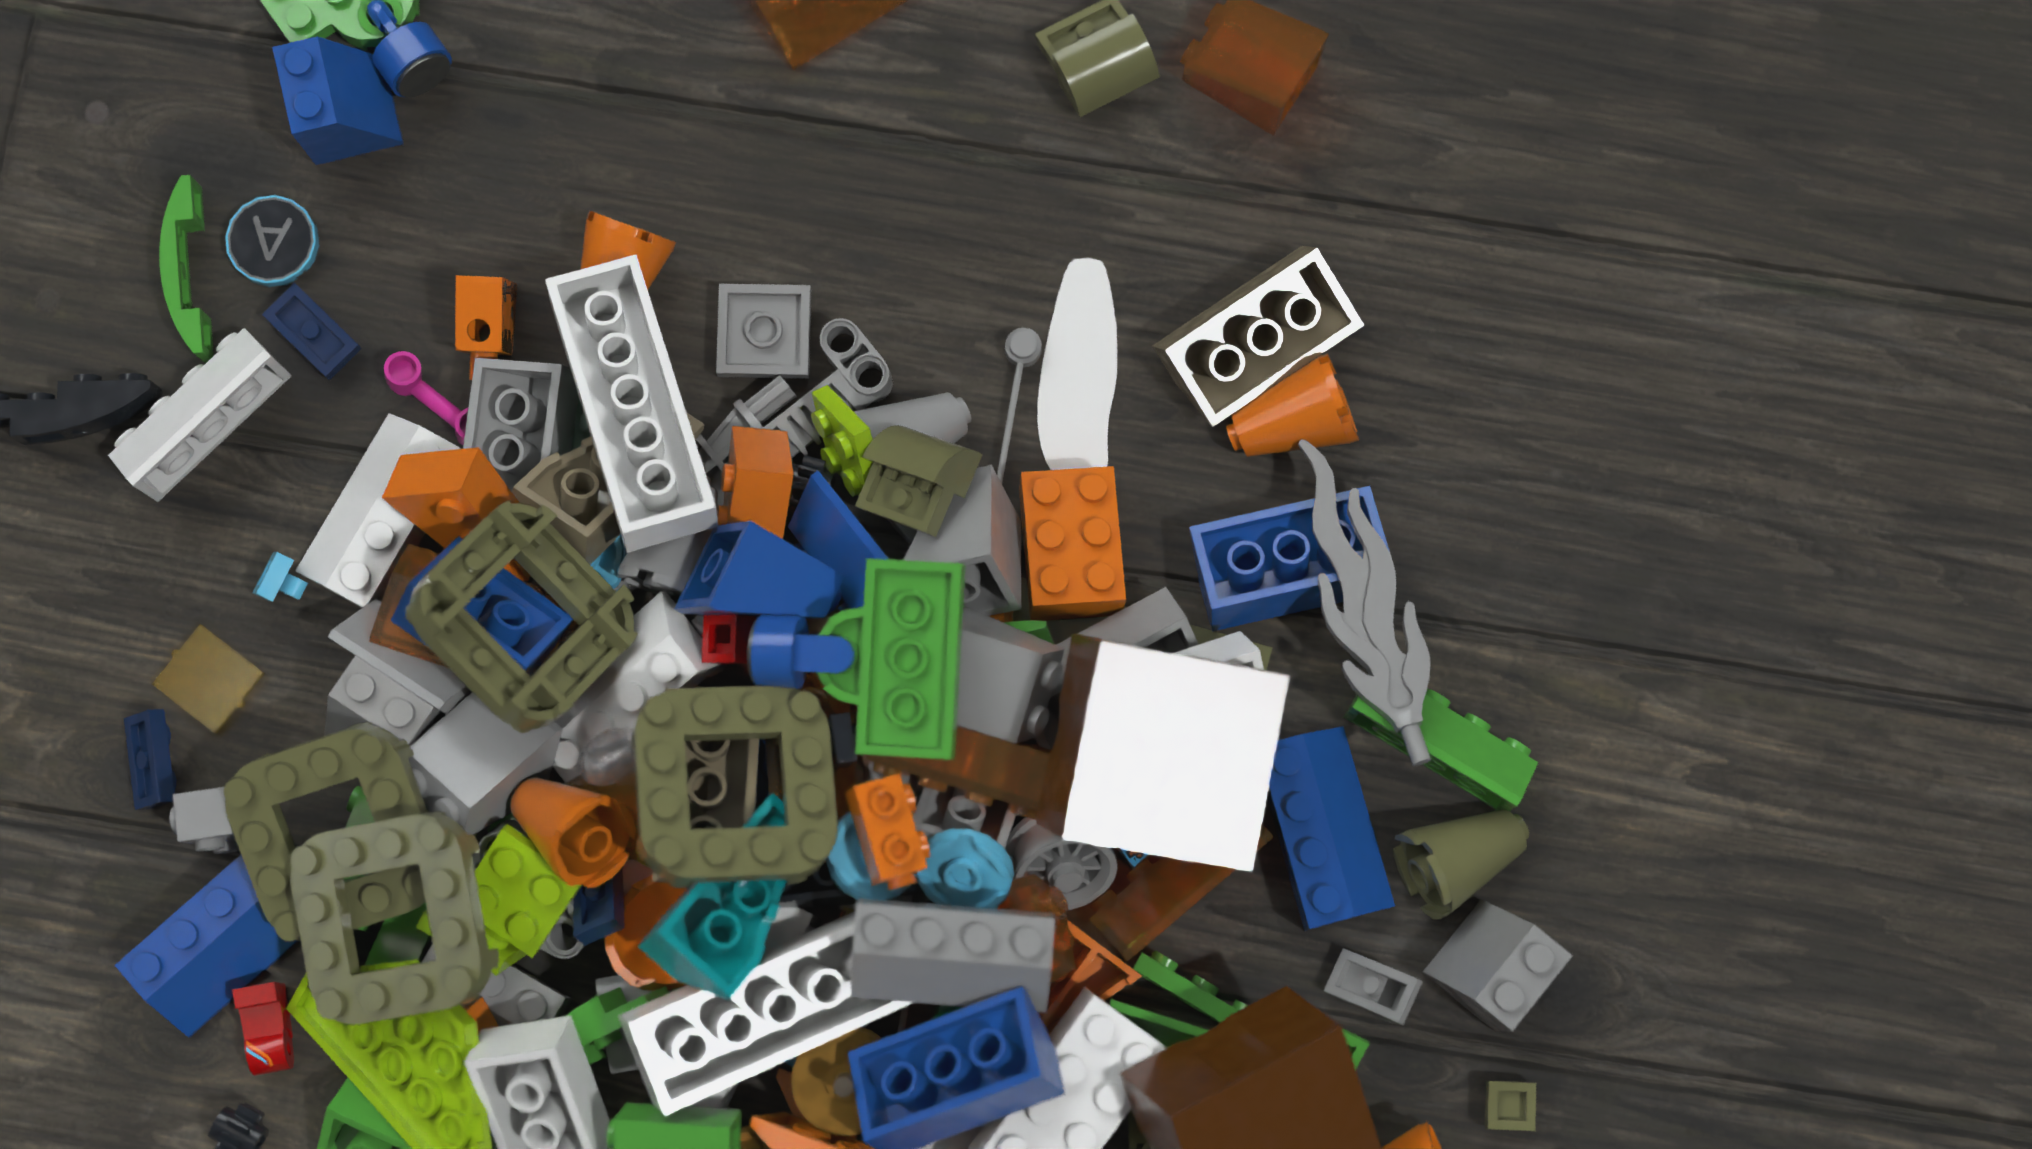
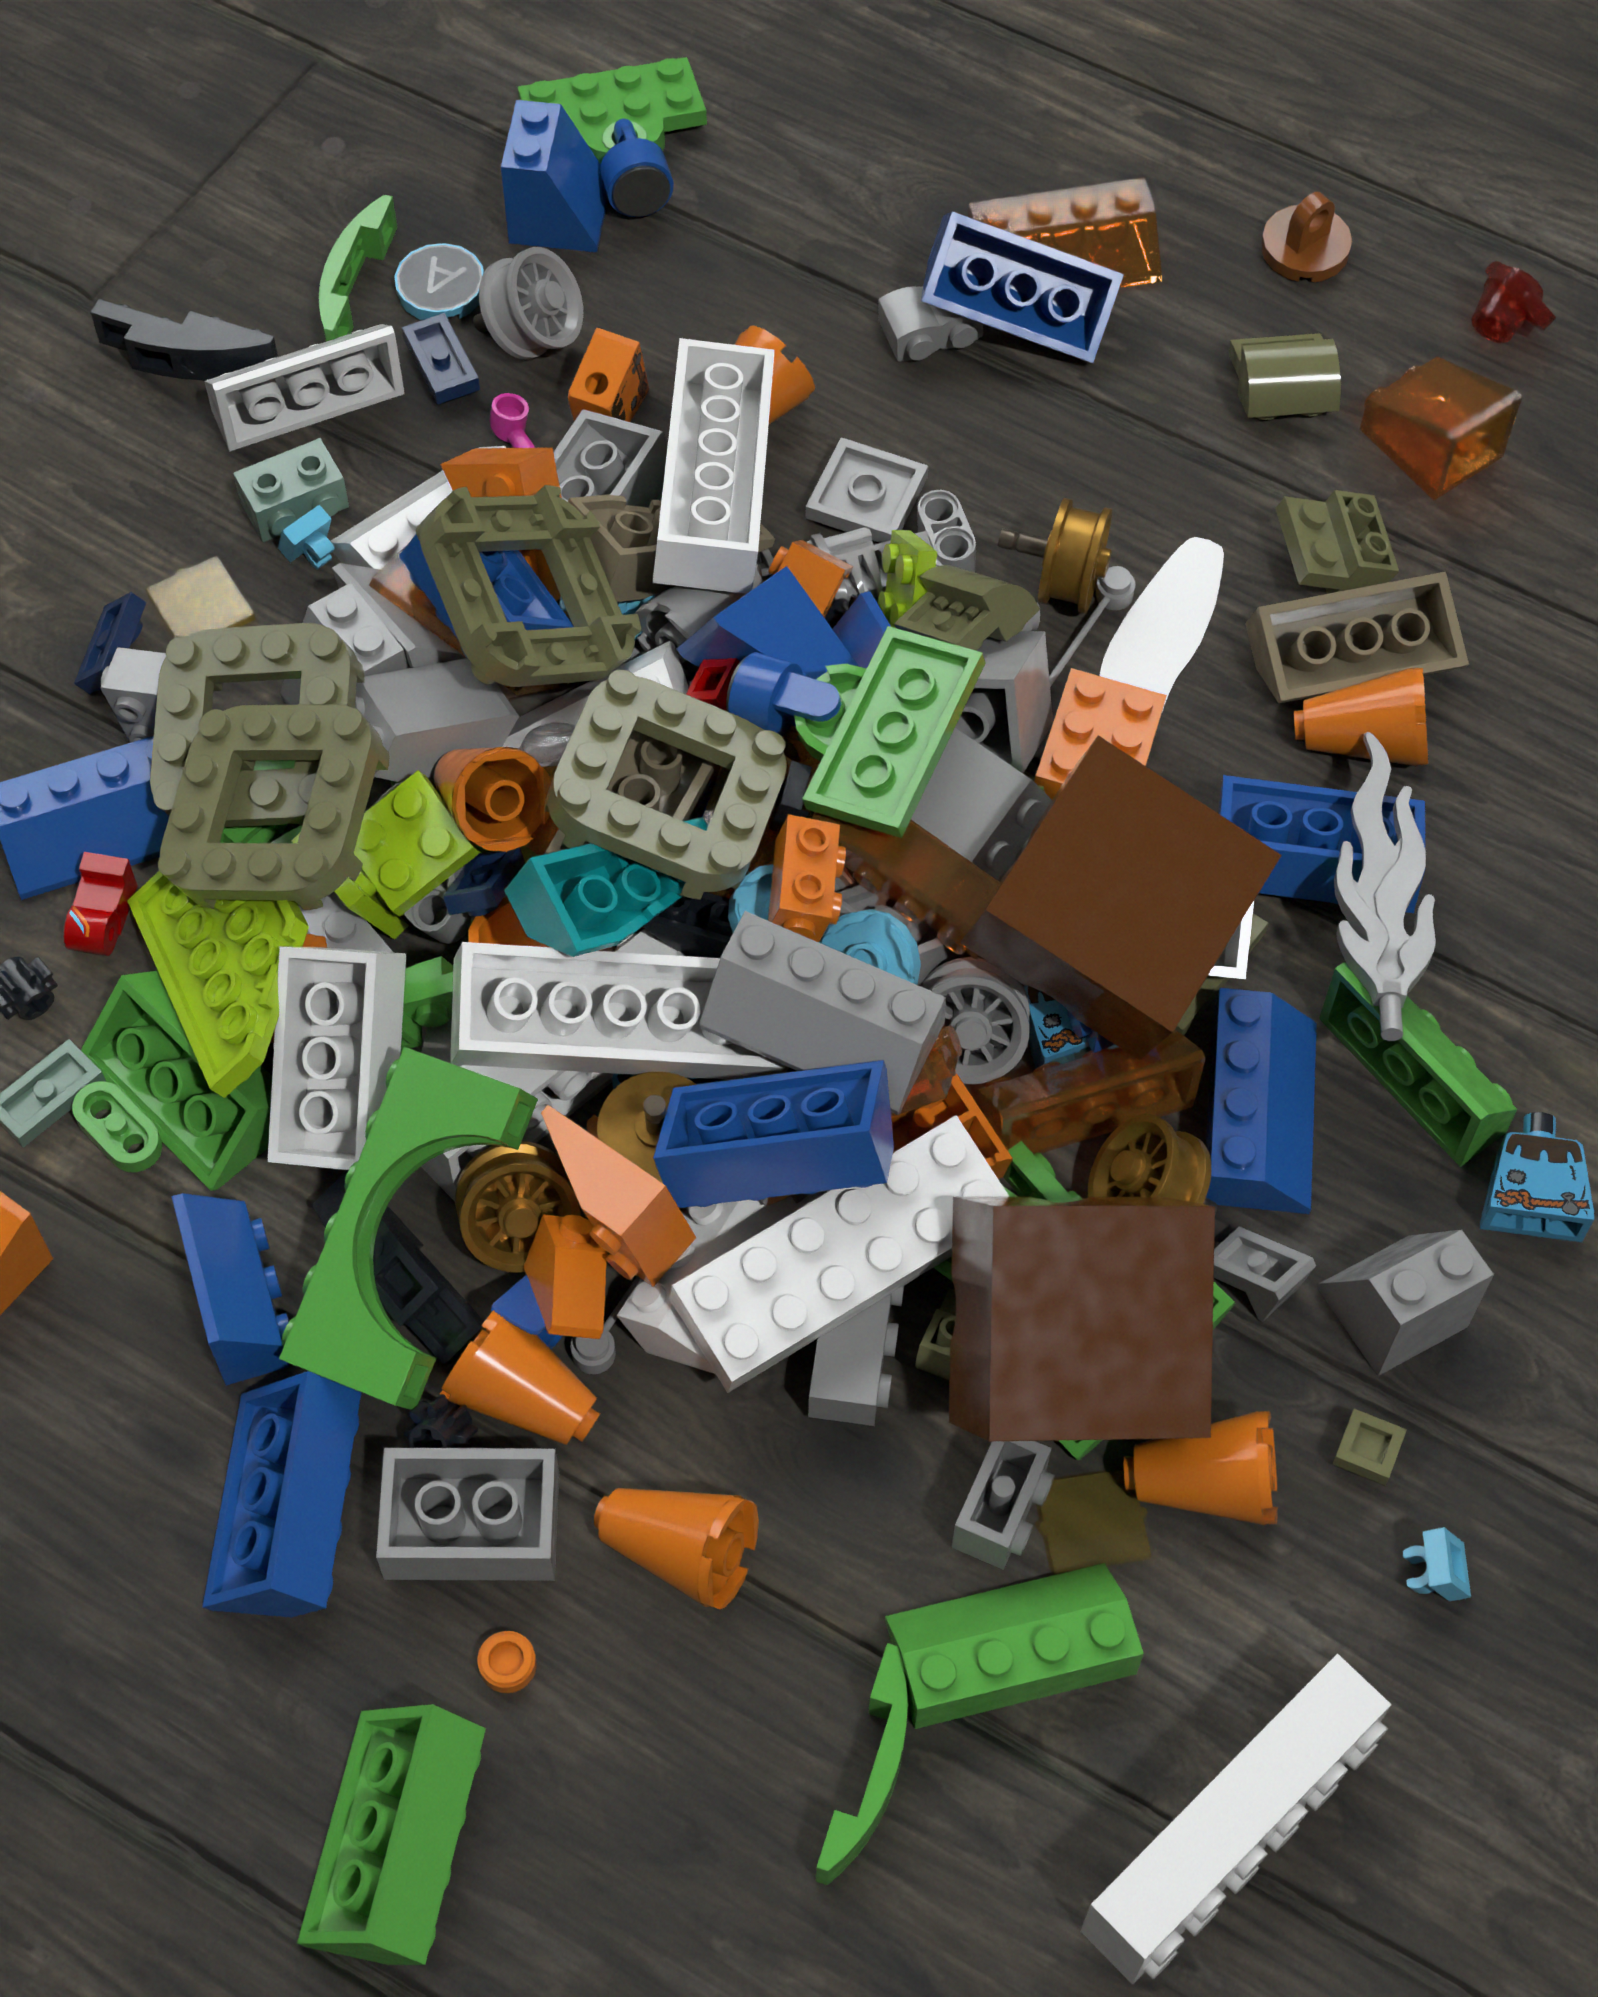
camera: 20 degrees right, 20 degrees down
(240, 534) = (289, 487): none -> sand green brick
(376, 253) = (530, 303): none -> light grey wheel
(750, 113) = (921, 329): none -> light grey brick
(823, 61) = (1019, 286): none -> blue slope
(977, 345) = (1071, 554): none -> pearl gold wheel
(1206, 232) = (1337, 541): none -> olive brick
(1260, 949) = (1151, 1161): none -> pearl gold wheel
(1458, 857) = (1396, 1173): olive cone -> none
(1572, 813) = (1539, 1184): none -> dark azure torso

